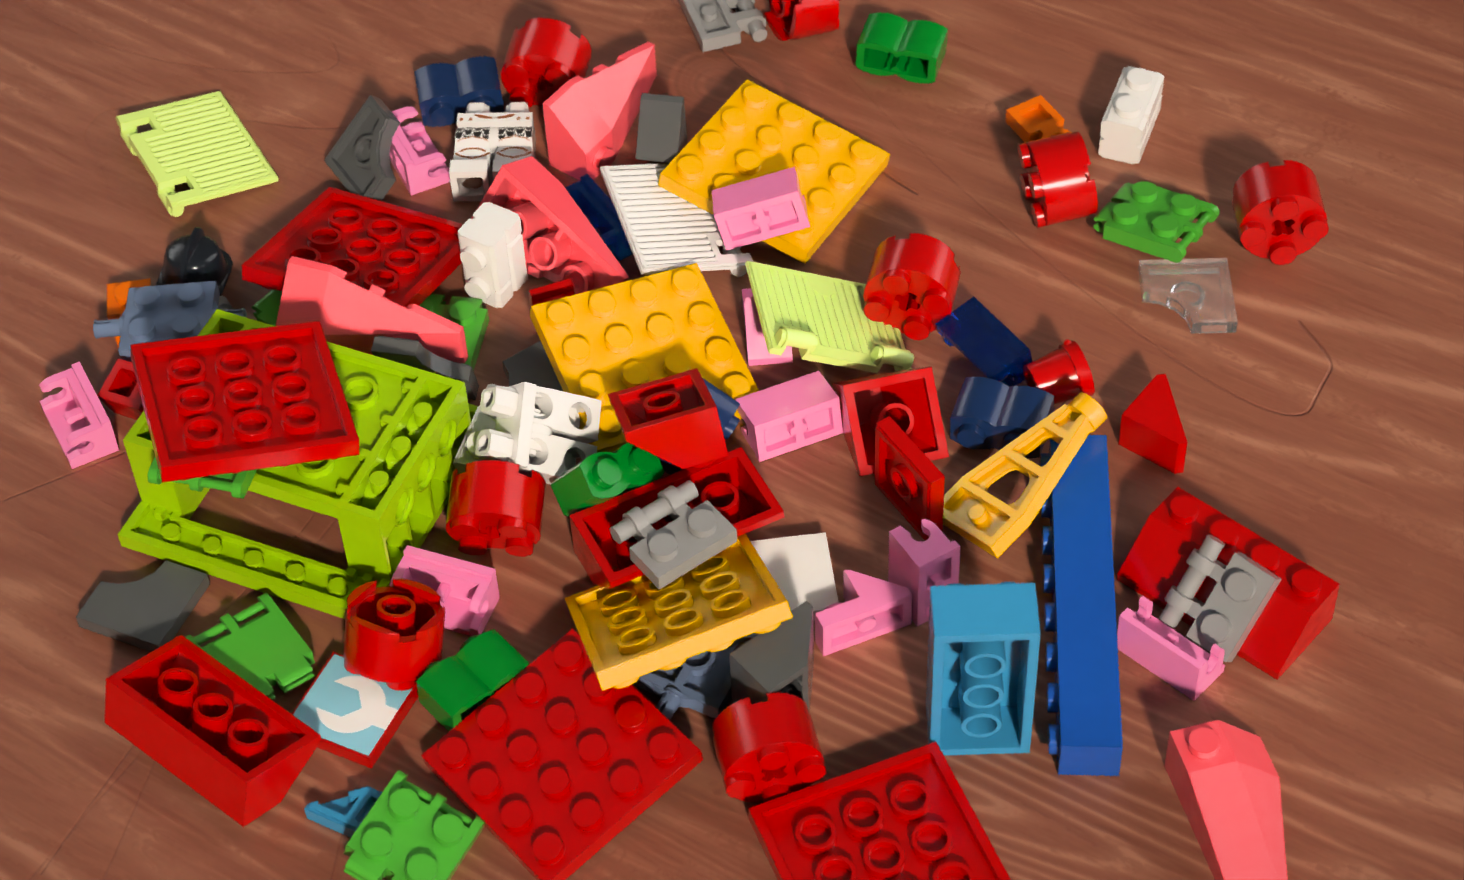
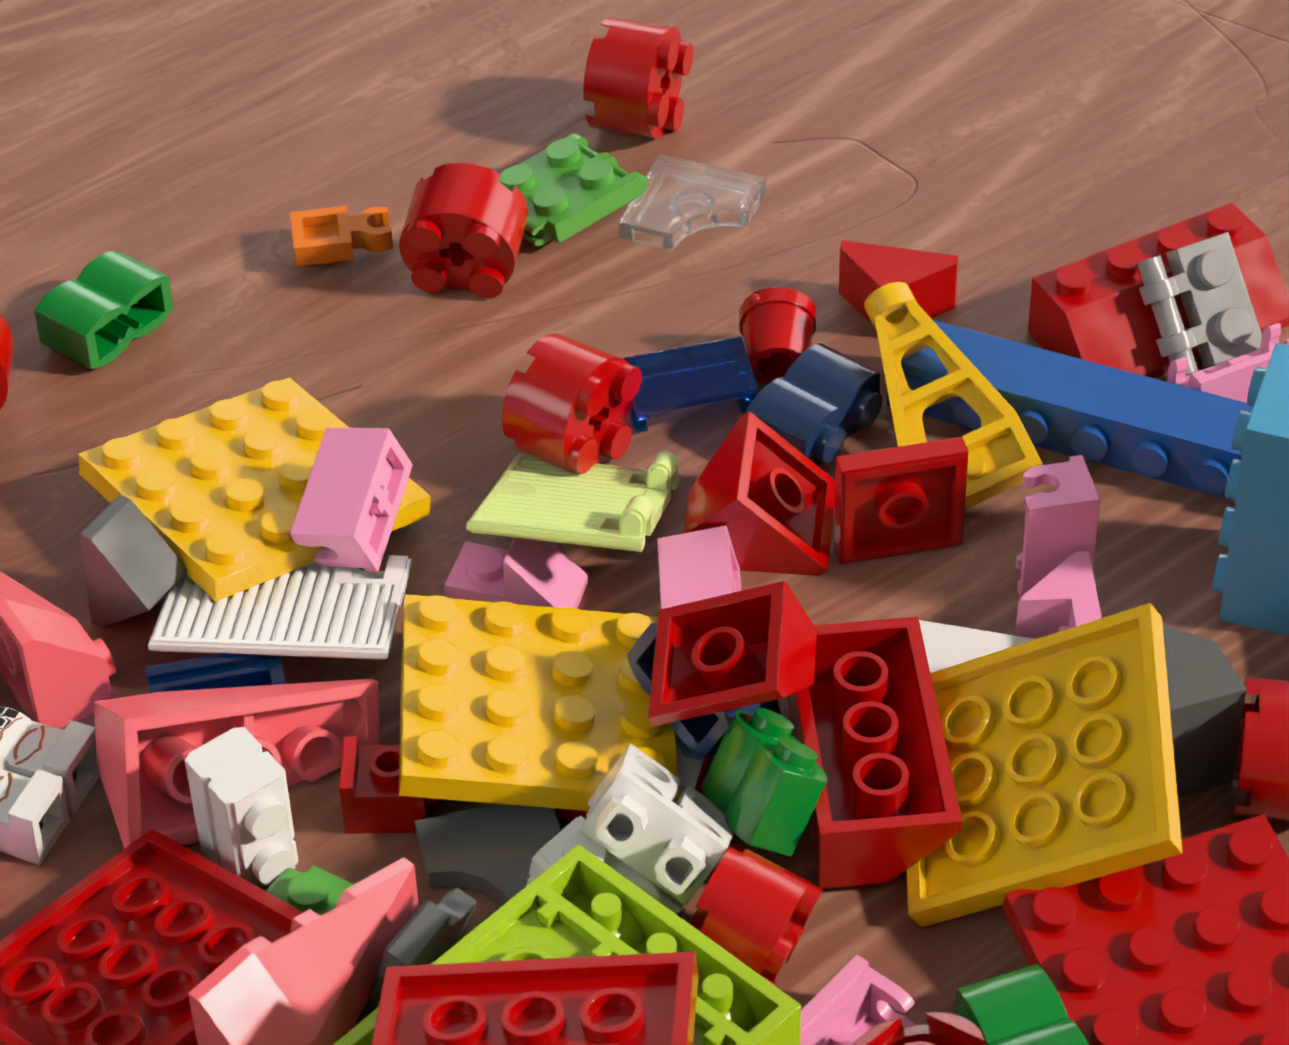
camera: 70 degrees left, 5 degrees down
(681, 544) = (937, 717): light grey plate -> none
(1131, 115) = (377, 147): white brick -> none

